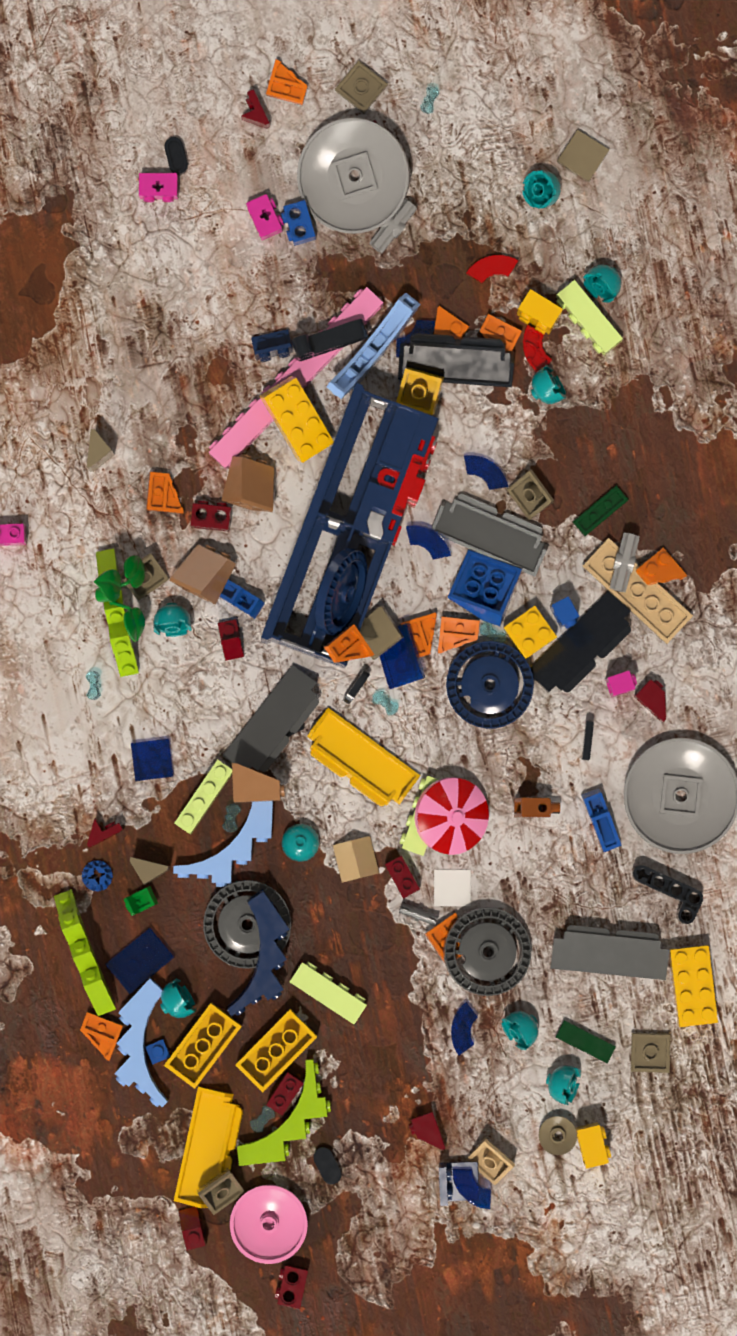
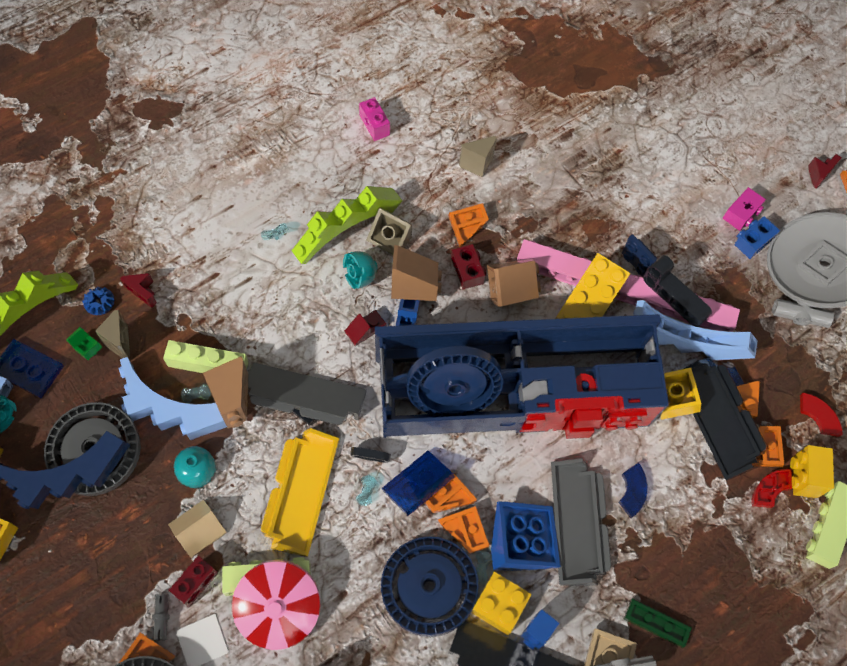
camera: 55 degrees right, 20 degrees down
(109, 589) = (362, 177): green plant -> none
(149, 182) = (718, 123): dark pink brick -> none
(152, 759) = (226, 305): clear blue tile -> none
(176, 155) = (748, 129): black tile -> none
(328, 993) = (44, 558): yellowish green brick -> none
(348, 646) = (403, 414): orange wing -> none
(380, 631) = (431, 453): dark tan tile -> none
(429, 539) = (543, 464): clear blue tile -> none
(530, 495) = (637, 543): dark tan slope -> none
(547, 386) = (747, 511): teal cylinder -> none

